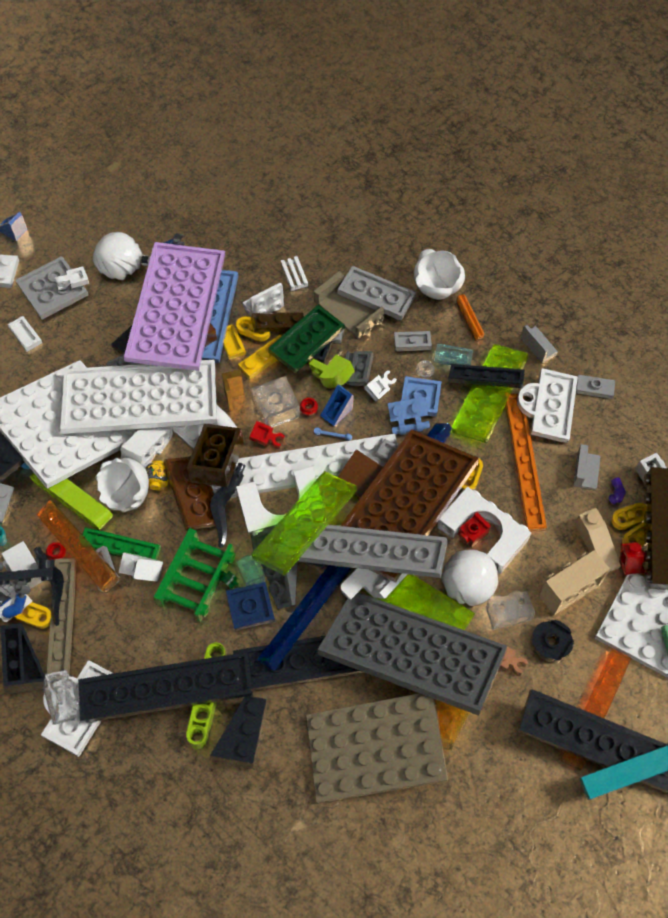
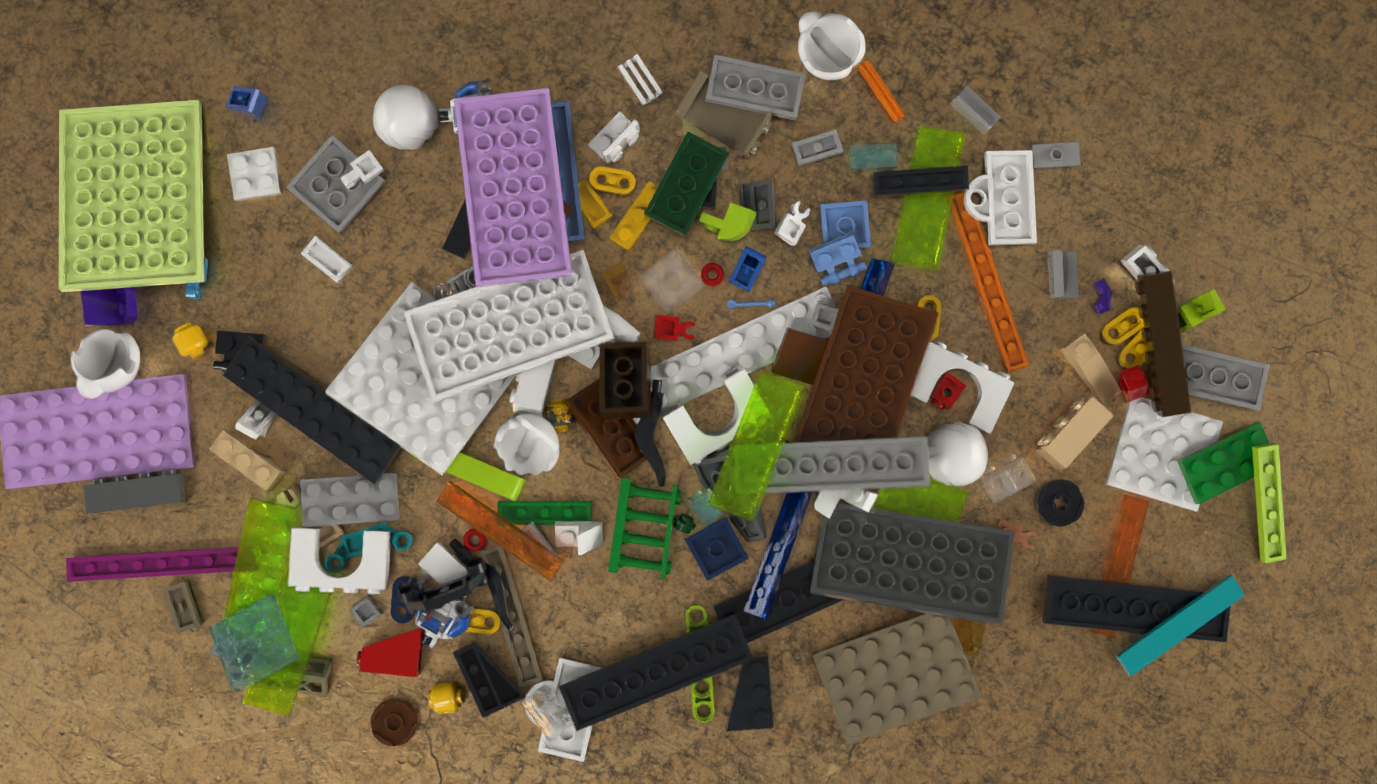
camera: 15 degrees left, 25 degrees up
(275, 321) = (642, 165): dark brown plate -> none
(425, 364) = (841, 177): clear plate -> none

